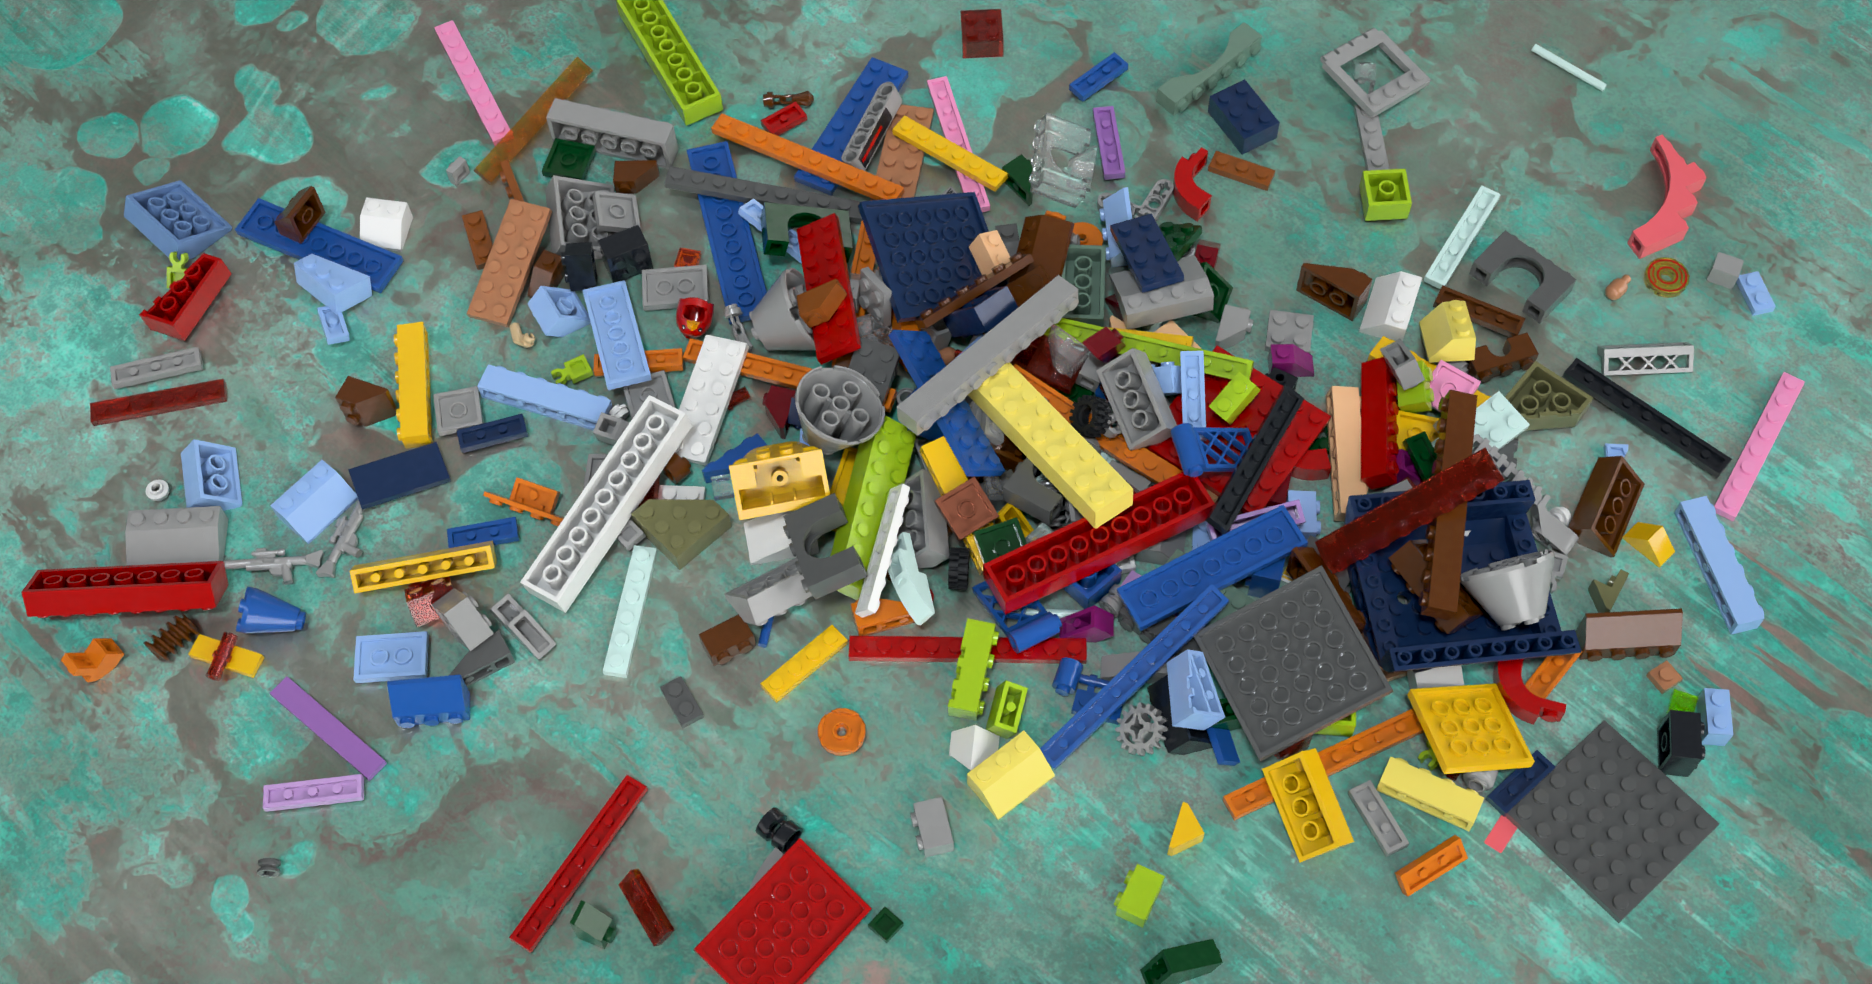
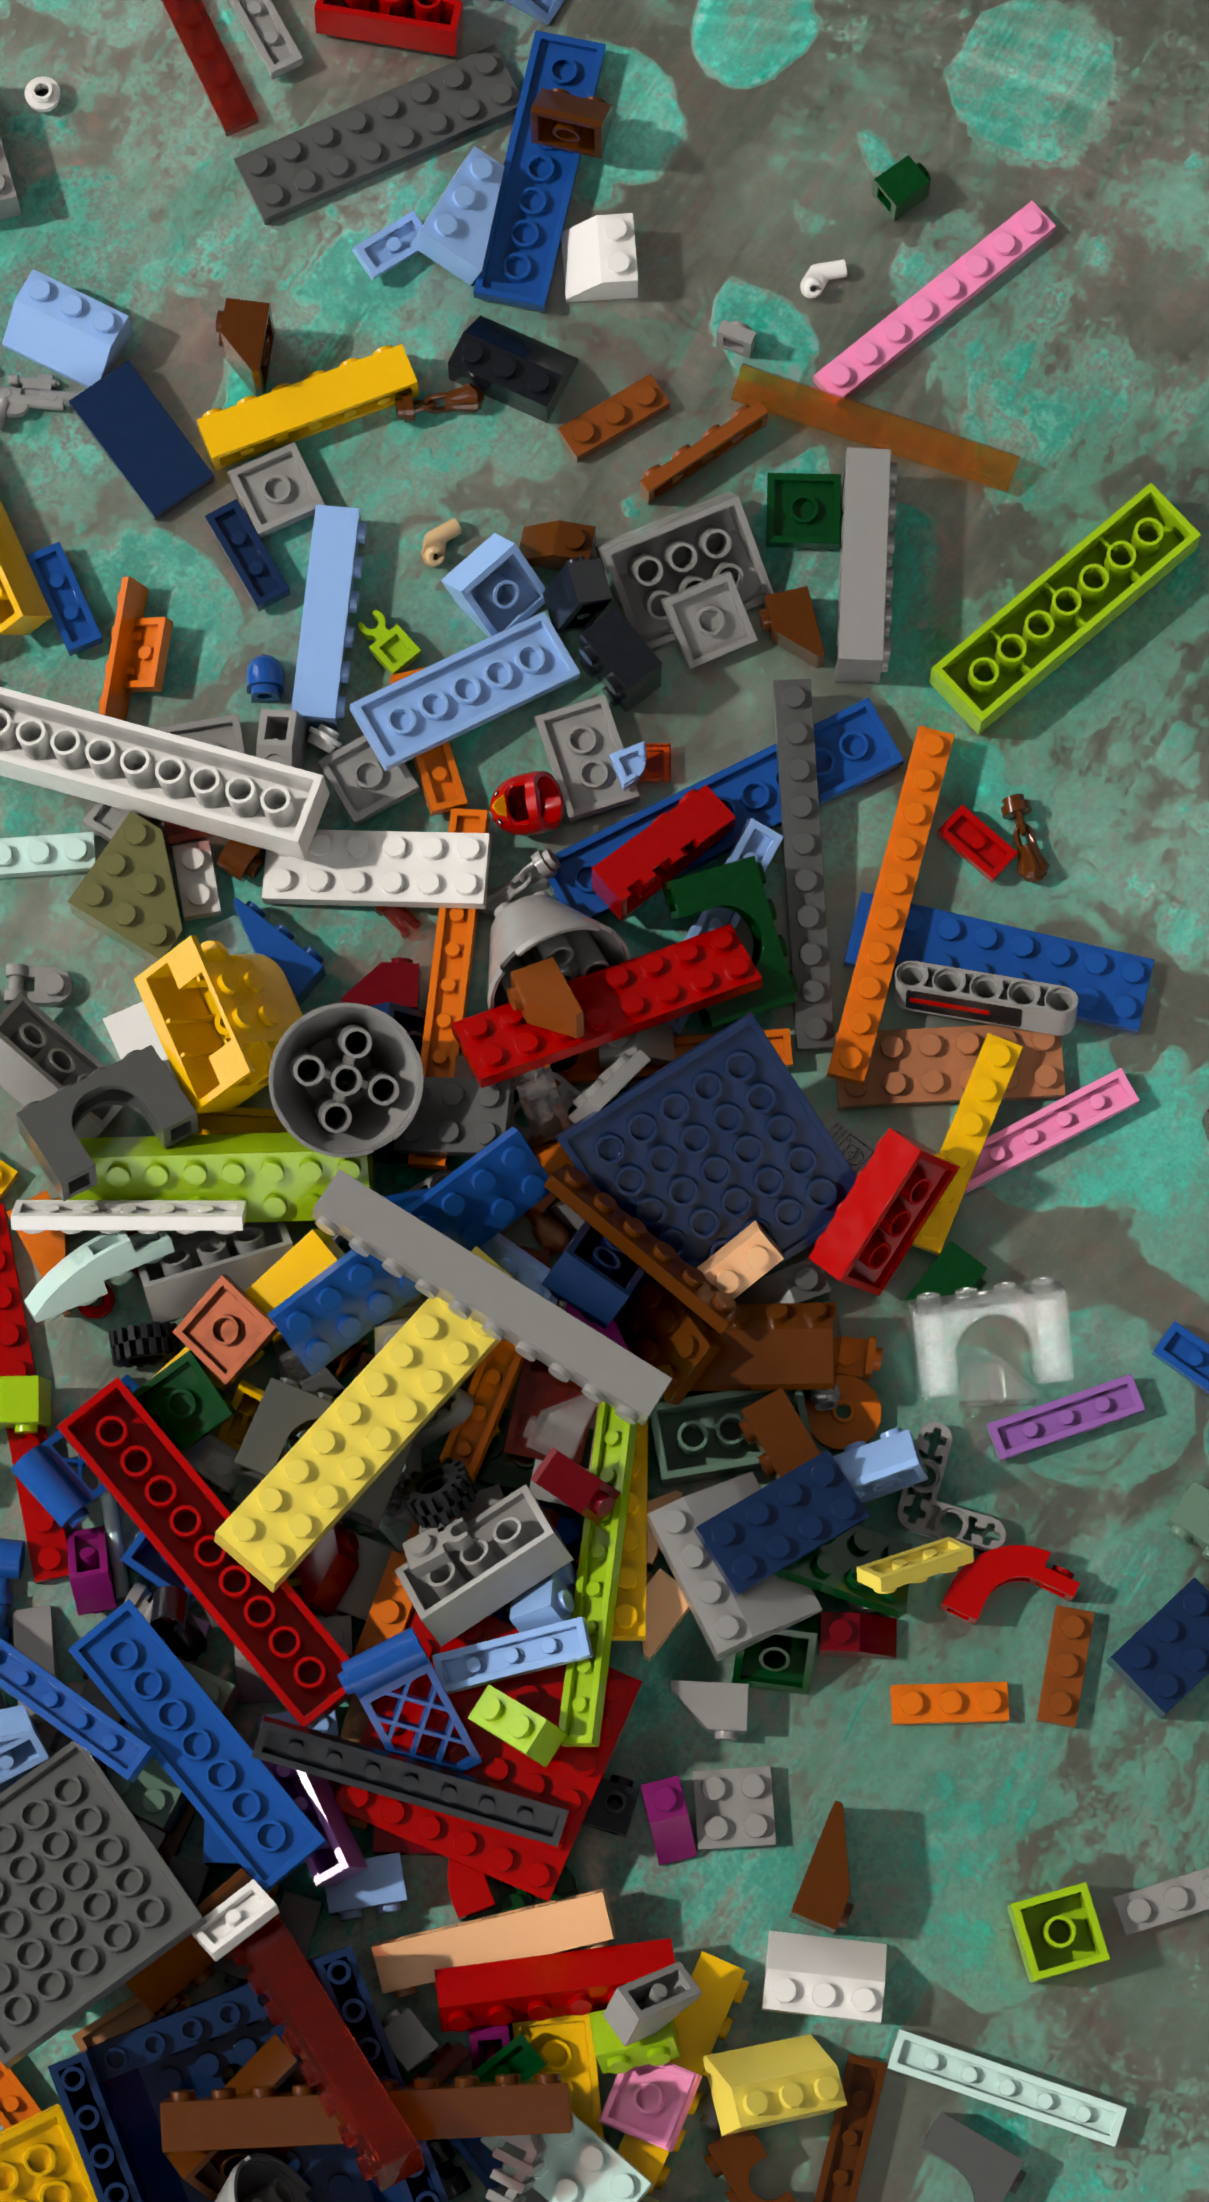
camera: 75 degrees right, 15 degrees up
(211, 475) = (77, 164): light blue slope -> none
(261, 323) = (379, 134): none -> dark grey plate
(402, 81) = (902, 187): none -> dark green brick
(432, 281) = (511, 367): none -> black slope
(436, 128) = (819, 275): none -> white arm
(440, 308) = (463, 399): none -> reddish brown piece
(509, 263) = (567, 479): nougat plate -> none
(571, 439) = (265, 679): none -> blue piece
(687, 264) = (629, 764): none -> light blue tile
(718, 587) = (51, 988): none -> light grey plate
(746, 255) = (661, 851): none -> red wedge
(981, 184) = (883, 1212): none -> red slope
(1094, 253) = (777, 1433): none -> reddish brown brick
(1124, 422) = (432, 1547): none -> light grey plate
(1126, 572) = (176, 1624): none -> black piece
(1178, 211) = (915, 1565): none -> light yellow plate
(1250, 225) = (949, 1703): none -> orange plate
(1323, 554) = (235, 1920): none -> white plate

